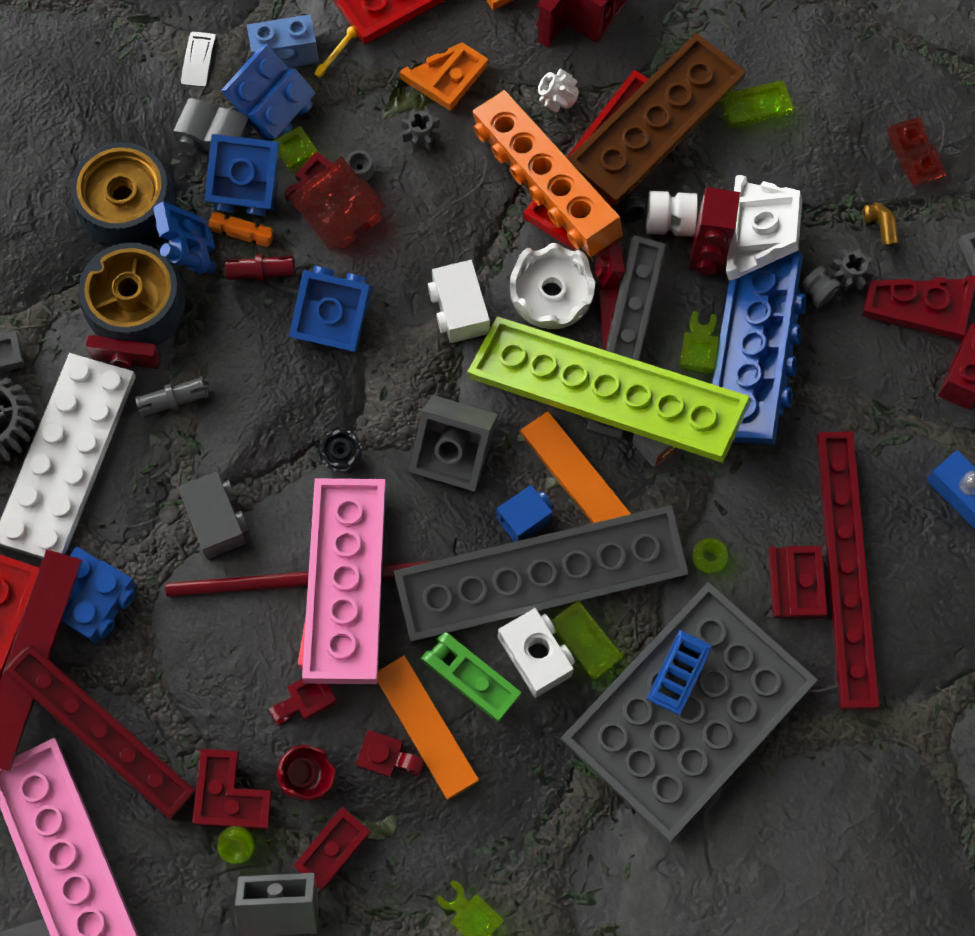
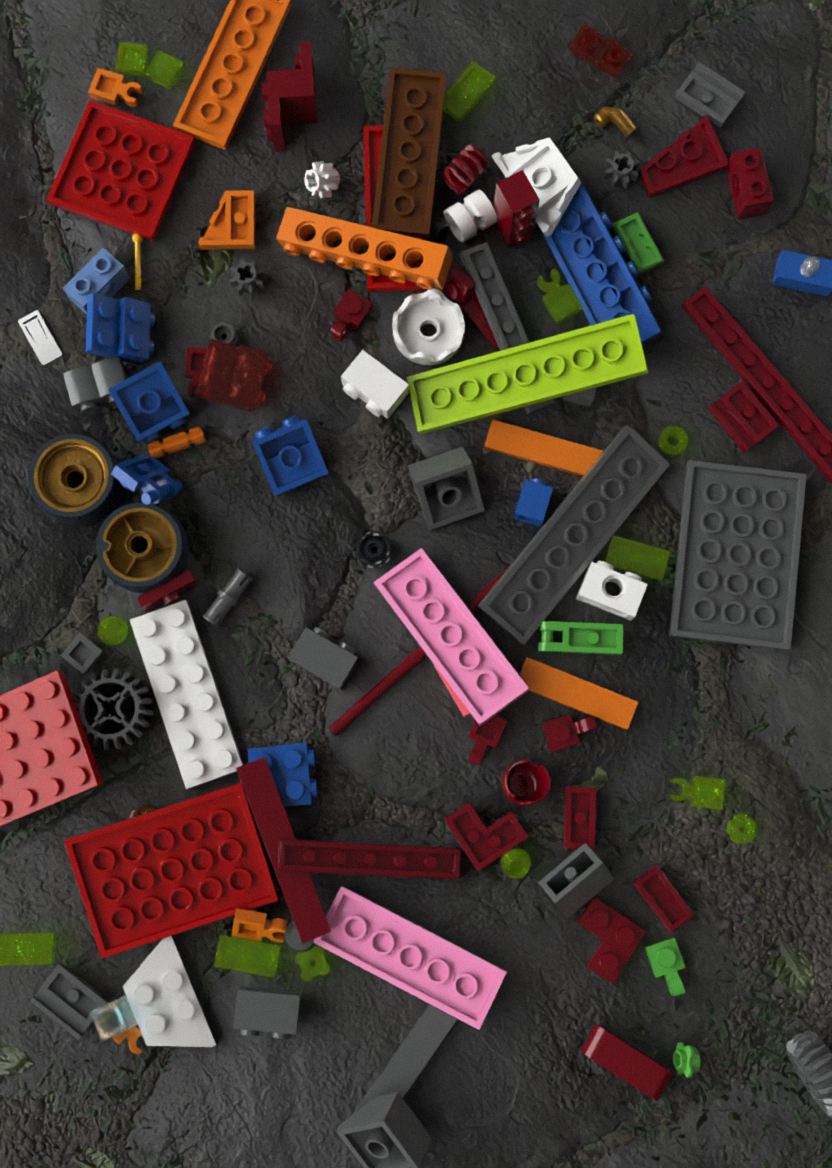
camera: 35 degrees left, 10 degrees up
(47, 352) = (112, 630): none -> clear neon green plate
(260, 267) = (214, 460): dark red pin -> none
(295, 148) = (170, 354): clear neon green plate -> none
(492, 224) = (350, 312): none -> dark red plate
(693, 644) = (704, 526): blue slope -> none
(699, 168) = (465, 169): none -> dark red gear
(816, 348) = (638, 243): none -> bright green plate
(820, 286) = (608, 197): dark grey wheel -> none

